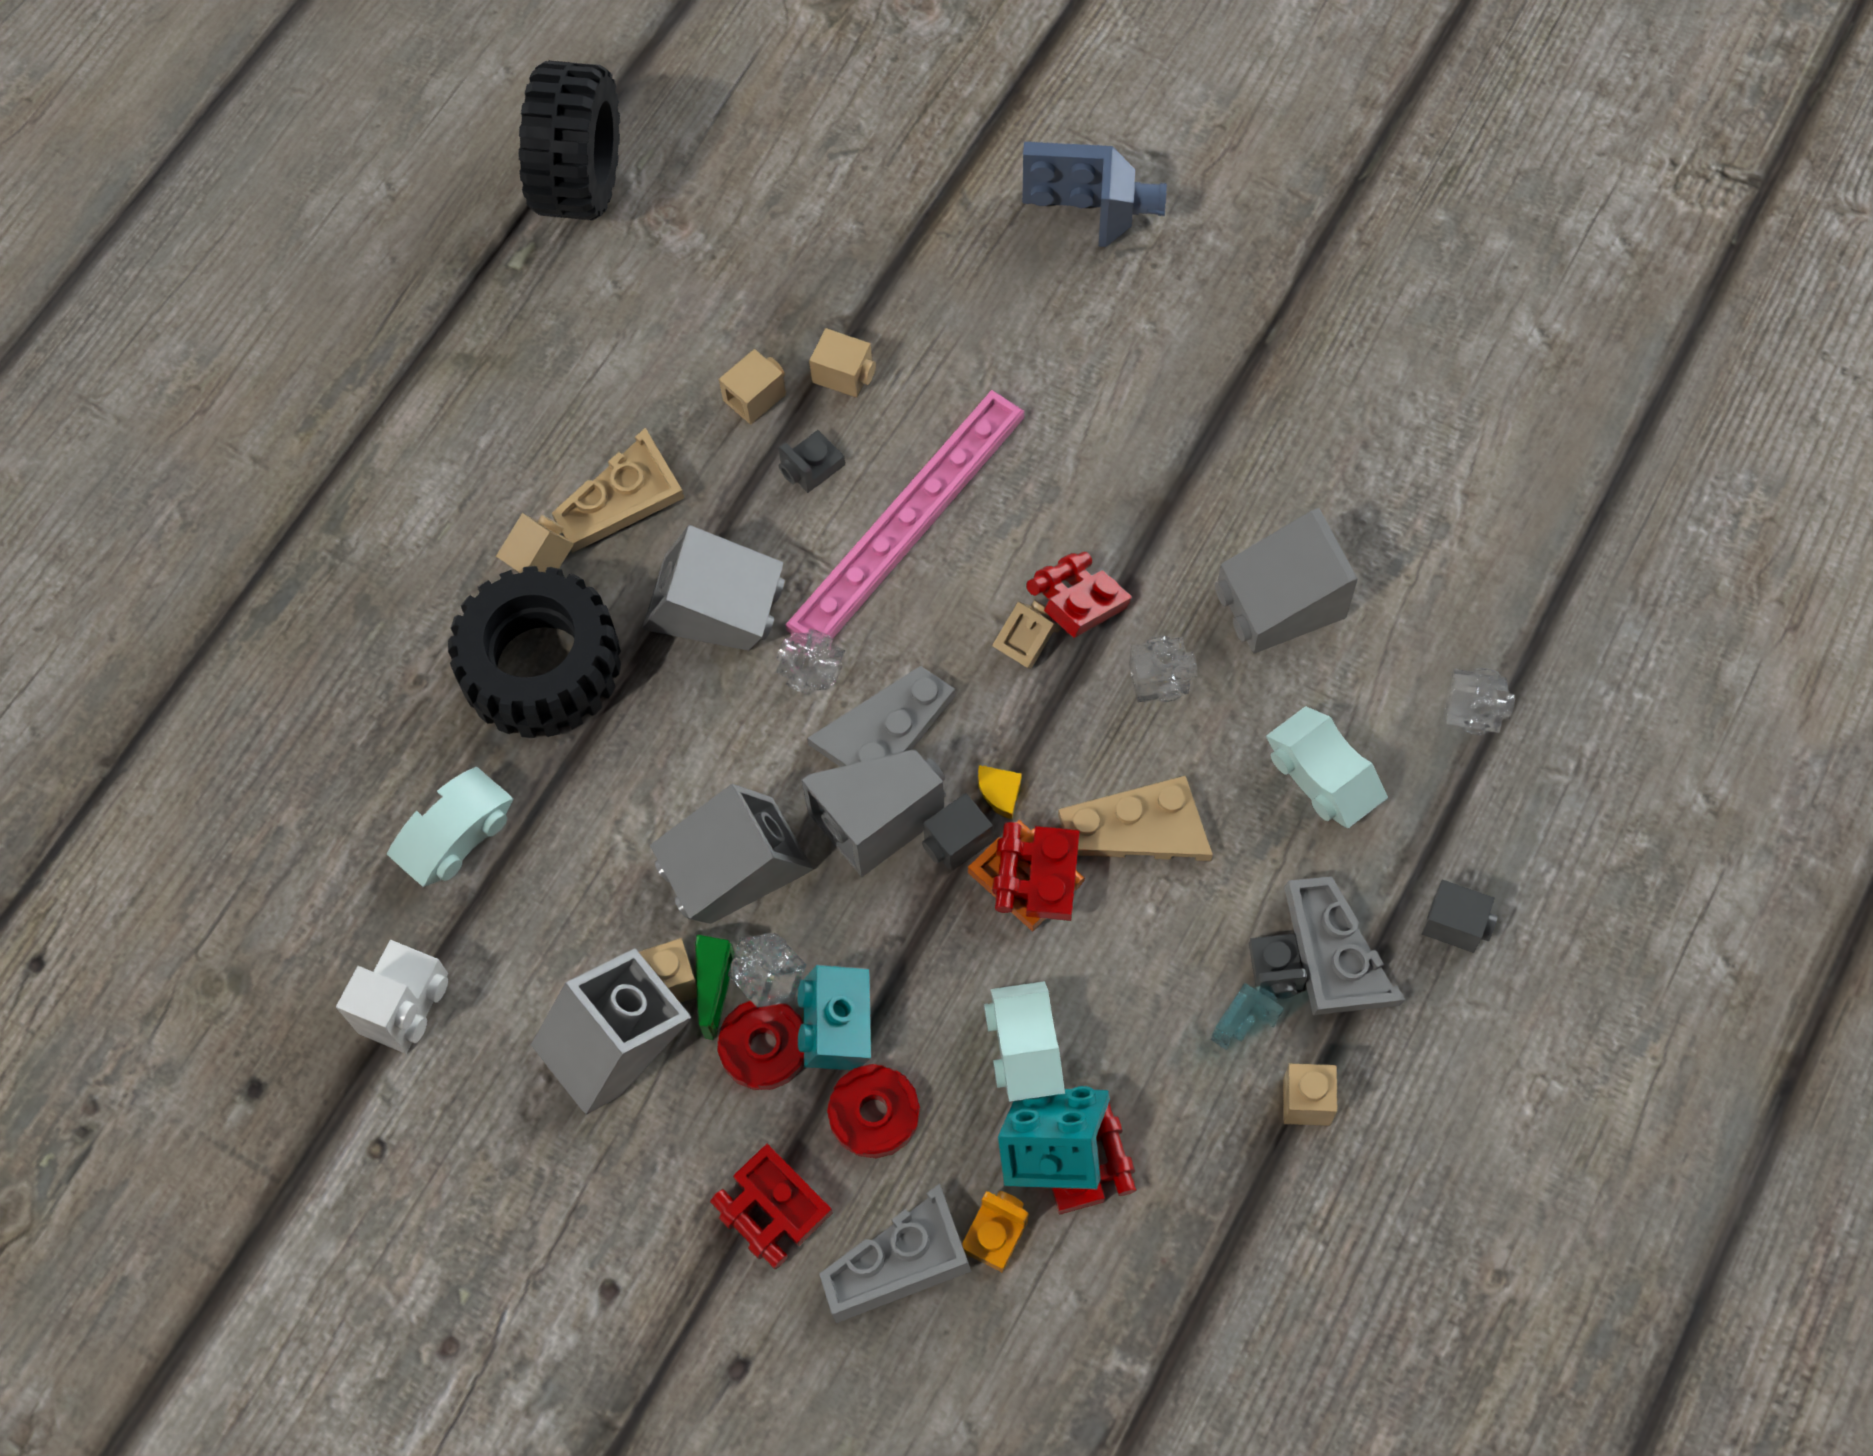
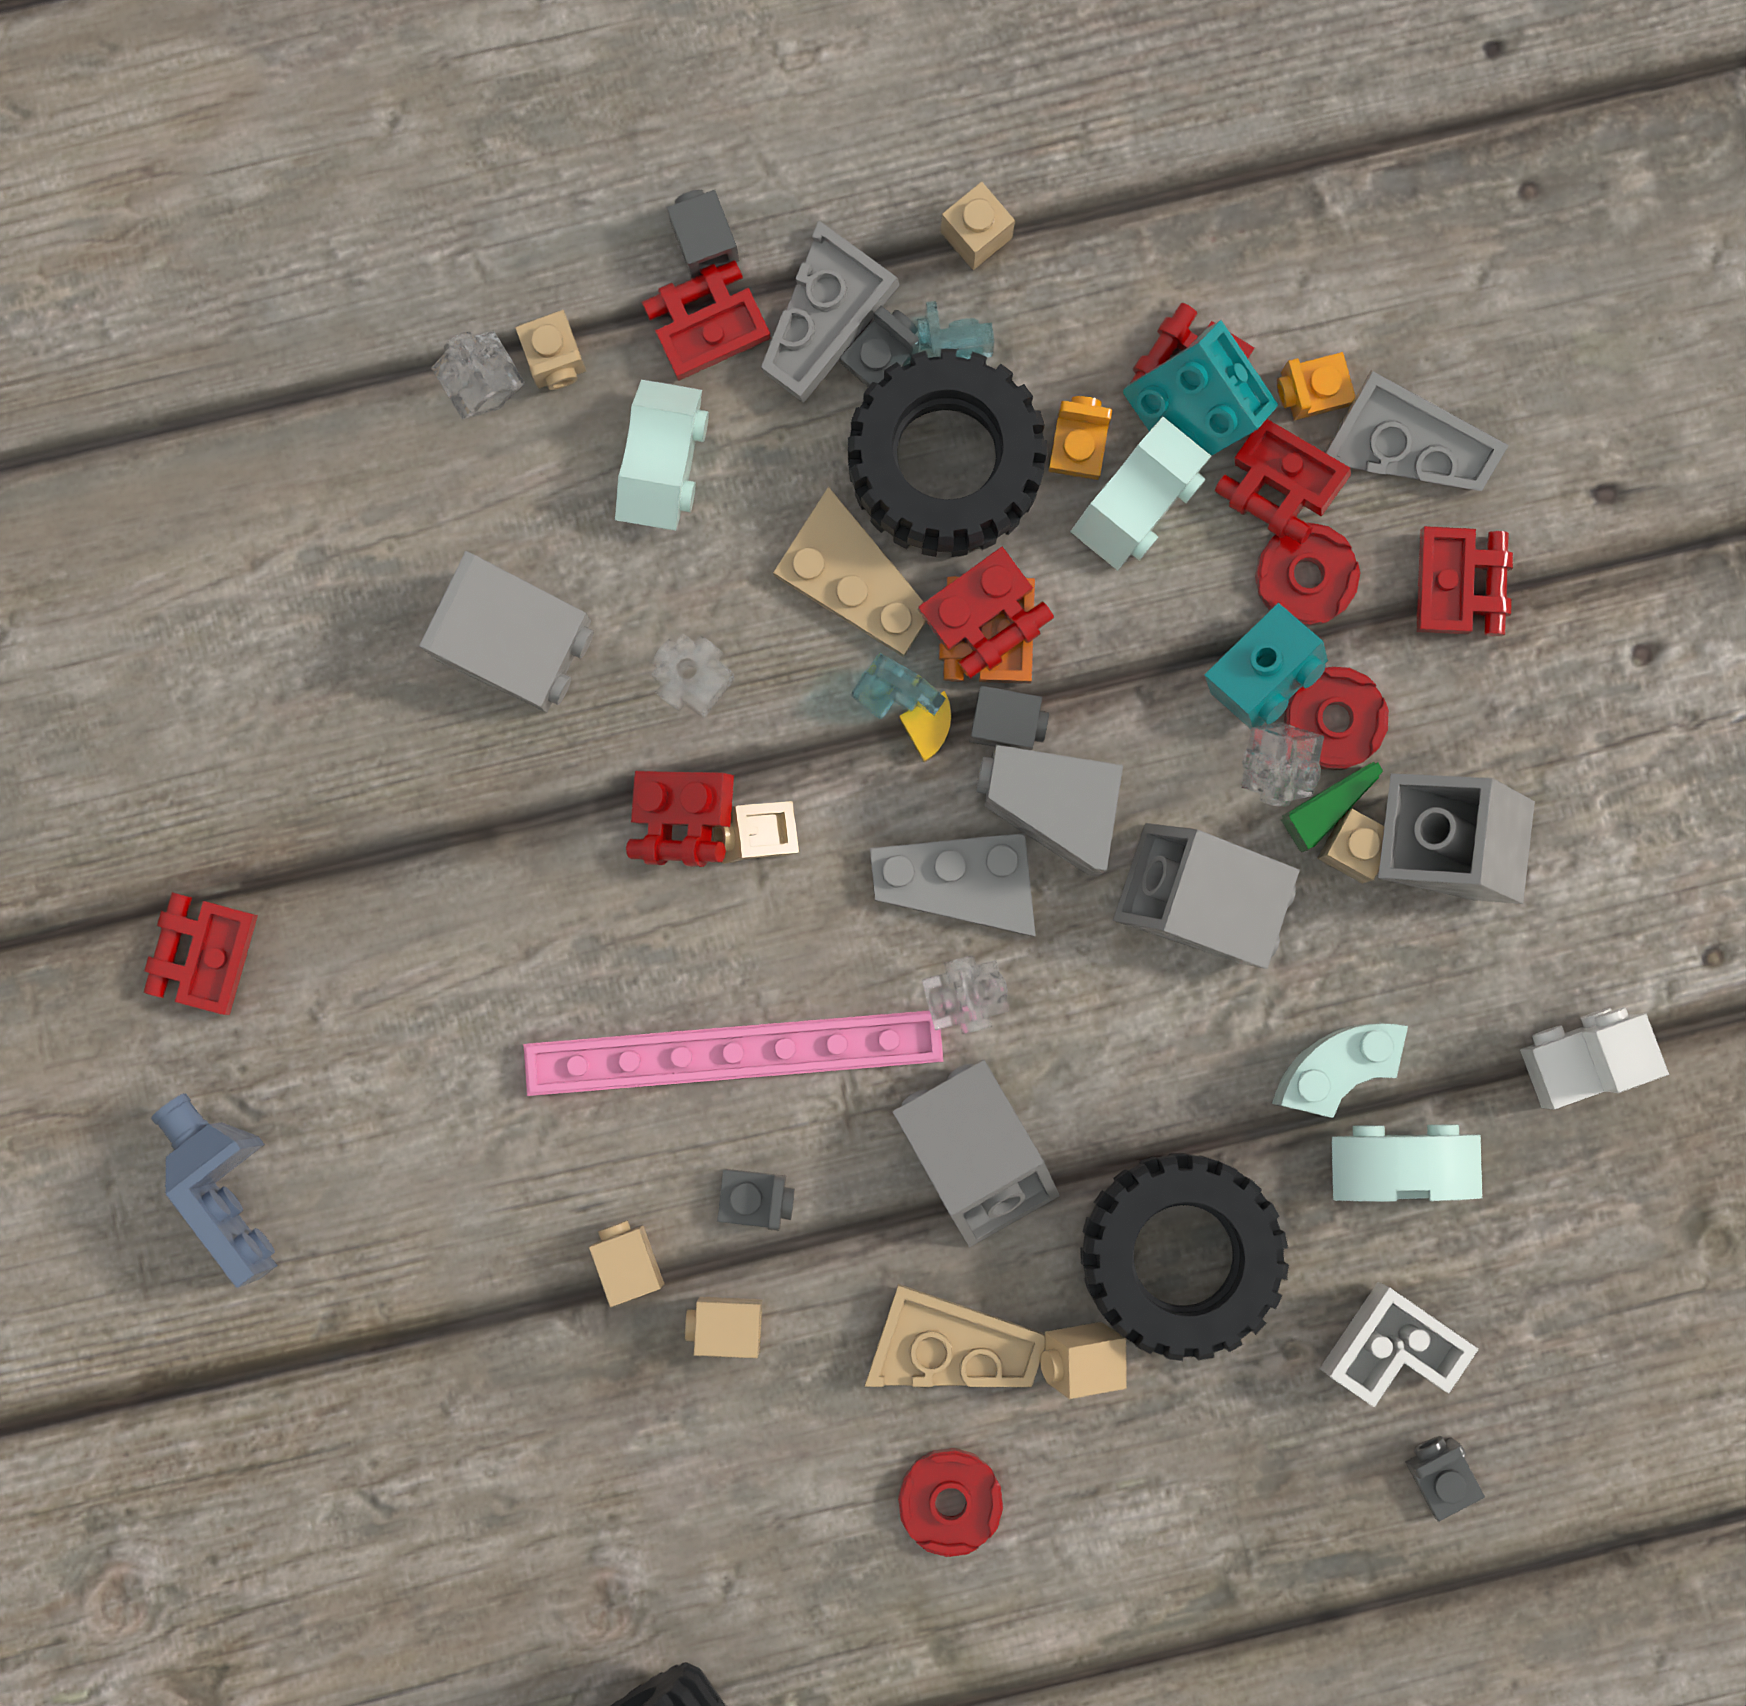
camera: 135 degrees left, 20 degrees up
(260, 697) = (1444, 1477): none -> dark grey bracket
(361, 734) = (1391, 1334): none -> white brick
(539, 447) = (950, 1534): none -> red tile
(551, 843) = (1337, 1064): none -> light aqua brick
(952, 1156) = (1291, 467): none -> red plate
(1039, 783) = (890, 683): none -> clear light blue bracket
(1101, 1041) = (1080, 438): none -> light orange bracket
(1176, 880) = (955, 386): none -> black tyre
(1233, 294) = (214, 957): none -> red plate
(1382, 869) = (713, 332): none -> red plate
(1456, 764) = (551, 351): none -> tan bracket

